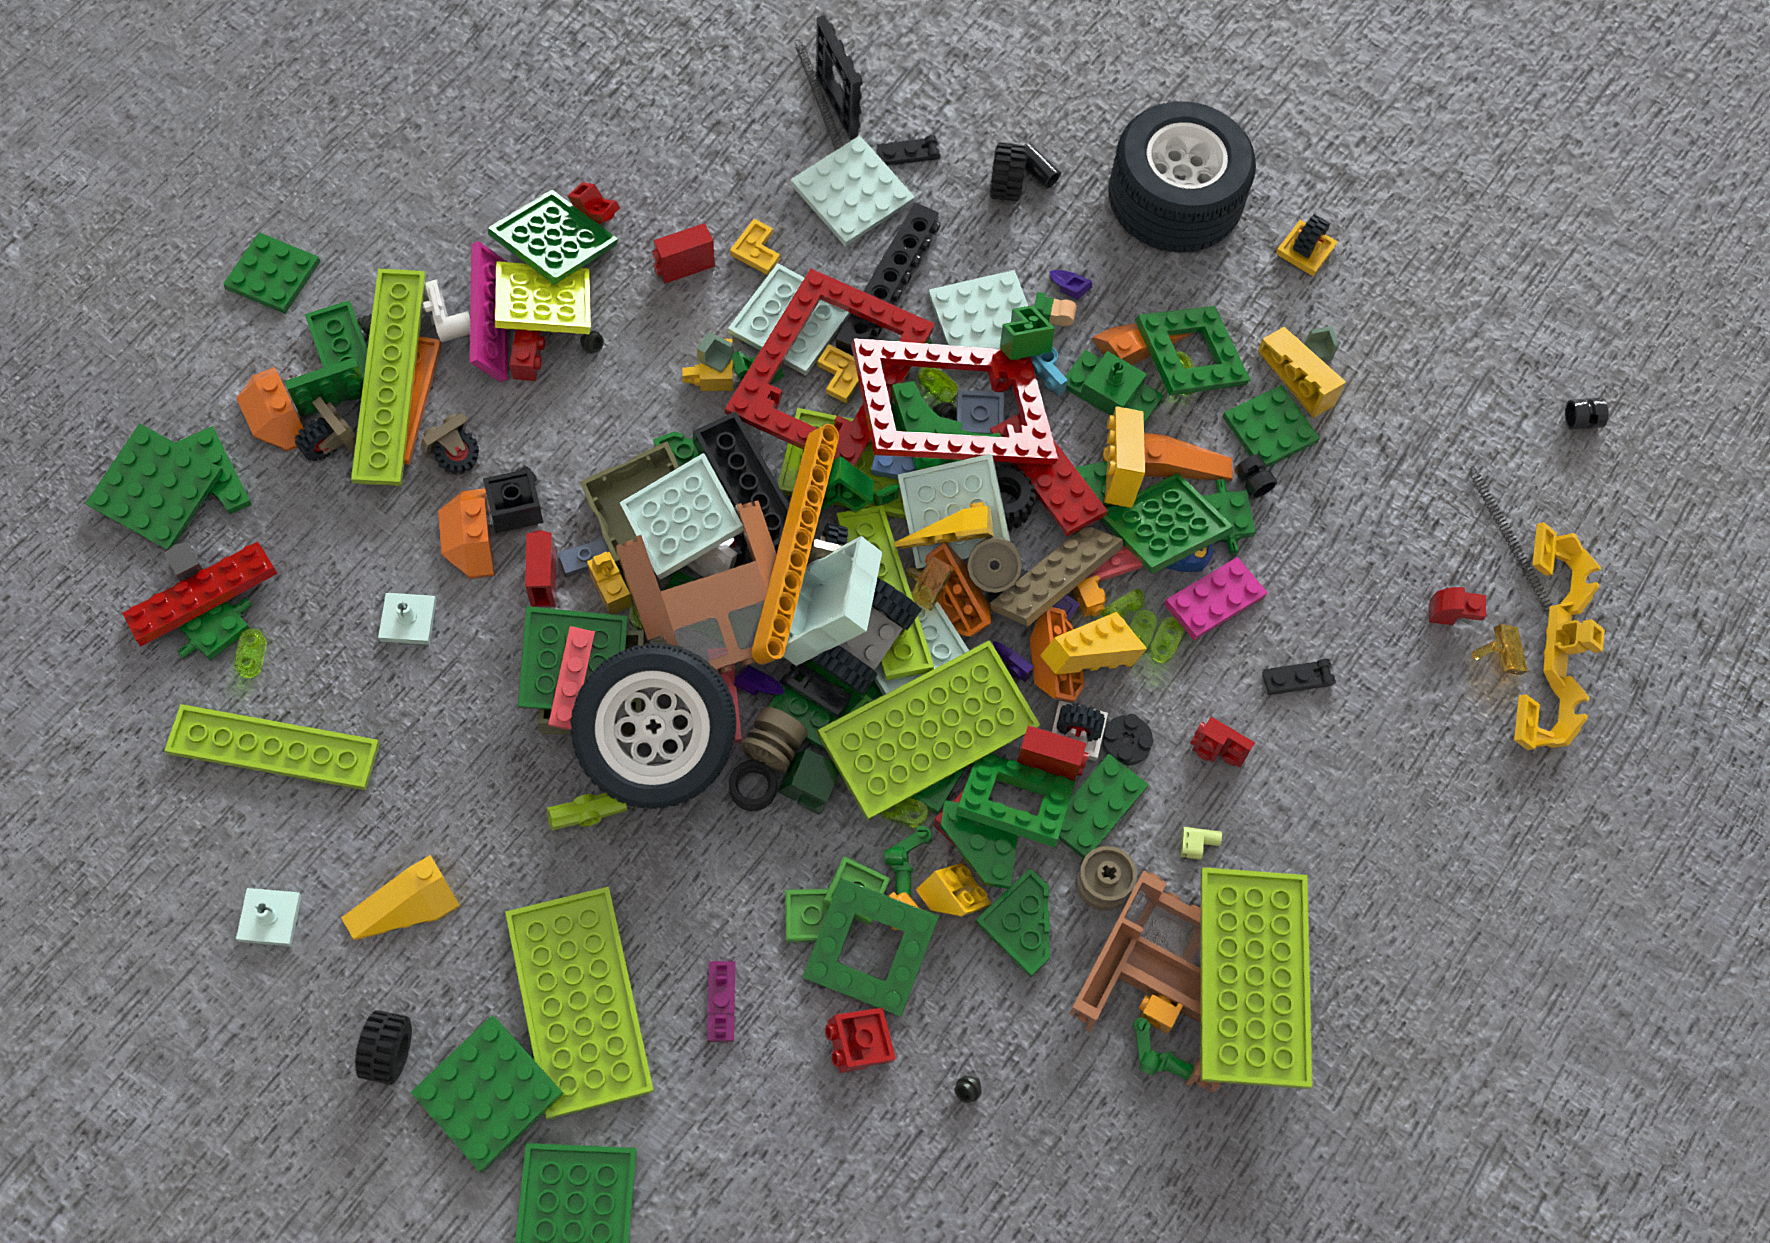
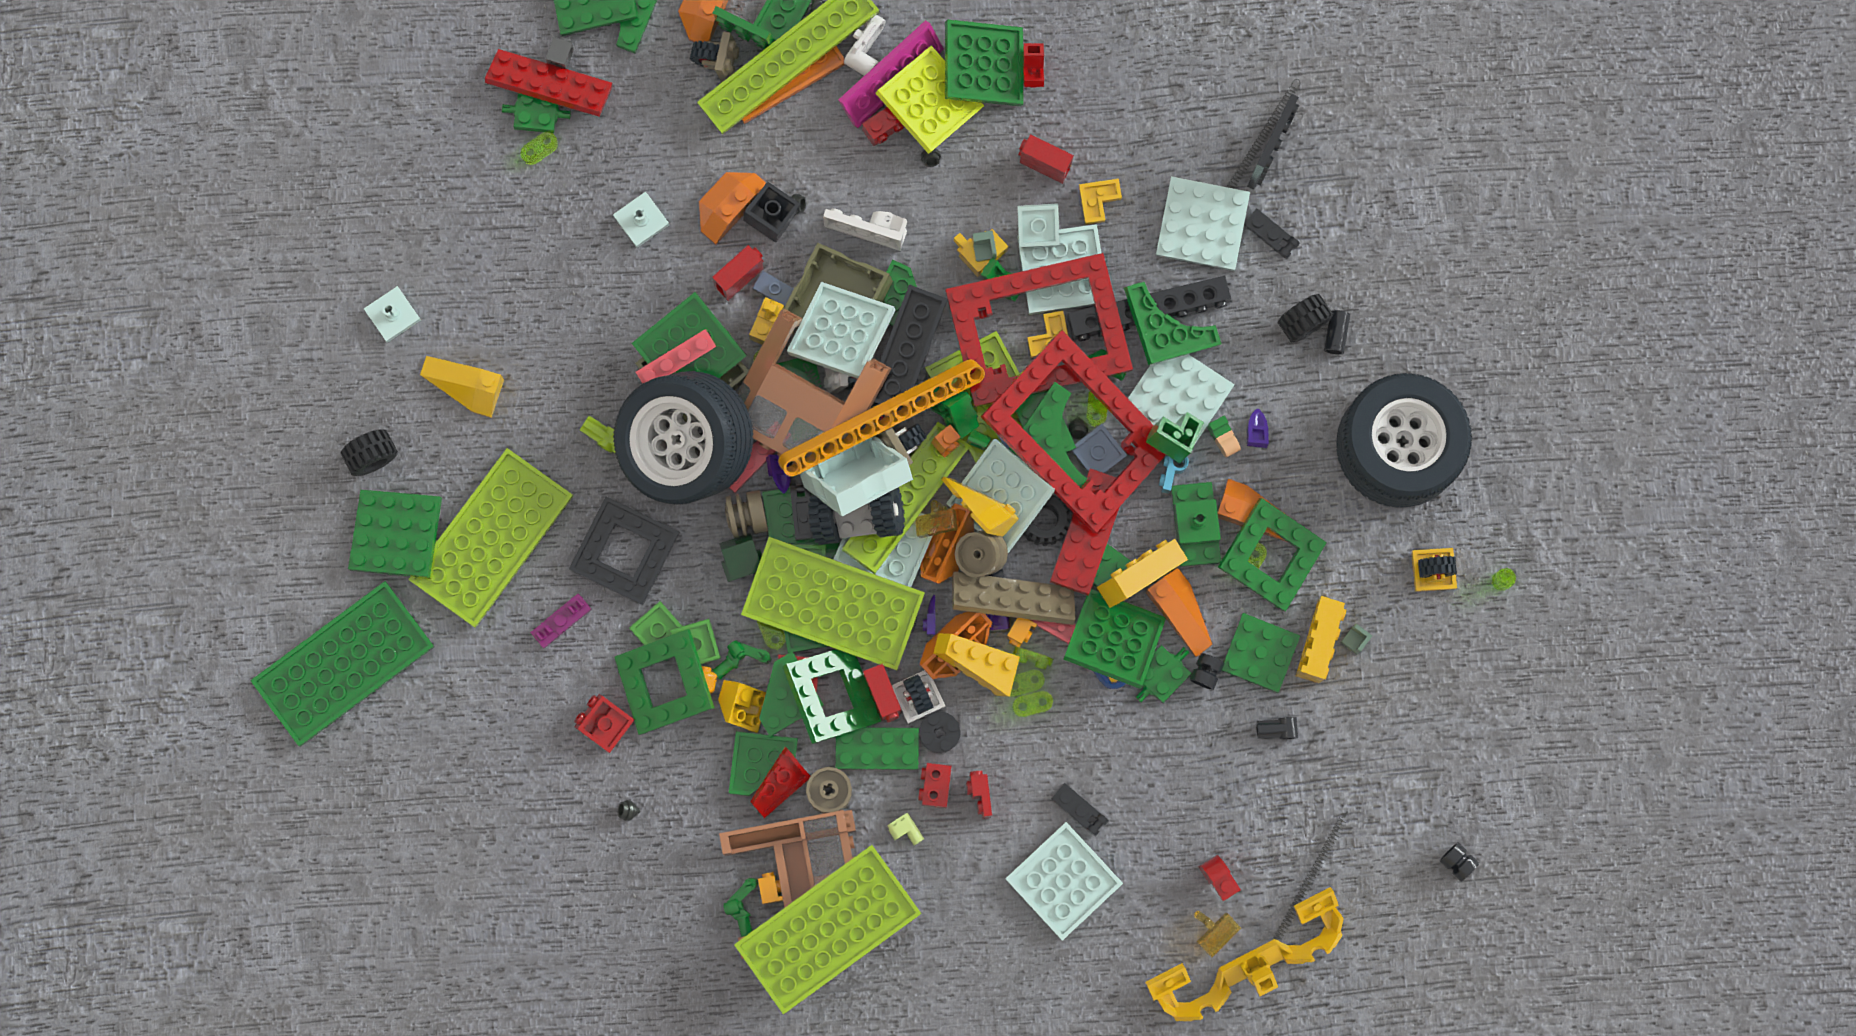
camera: 50 degrees right, 15 degrees up
(272, 747) = (492, 219): lime plate -> none
(451, 445) = (776, 142): plate -> none
(611, 433) = (877, 230): none -> white plate
(693, 929) = (612, 514): none -> black plate
(737, 300) = (1038, 225): none -> light aqua tile
(755, 767) = (694, 525): black tyre -> none
(863, 515) = (946, 441): none -> orange brick
(920, 282) = (1163, 335): none -> green plate
(1062, 918) = (780, 783): none -> red wing
(1178, 780) = (935, 785): none -> red brick
(1215, 598) = (1090, 713): dark pink plate -> none
(1354, 460) = (1282, 728): none -> black piece
(1358, 205) = (1501, 577): none -> clear neon green wheel
(1358, 741) = (1064, 881): none -> light aqua plate

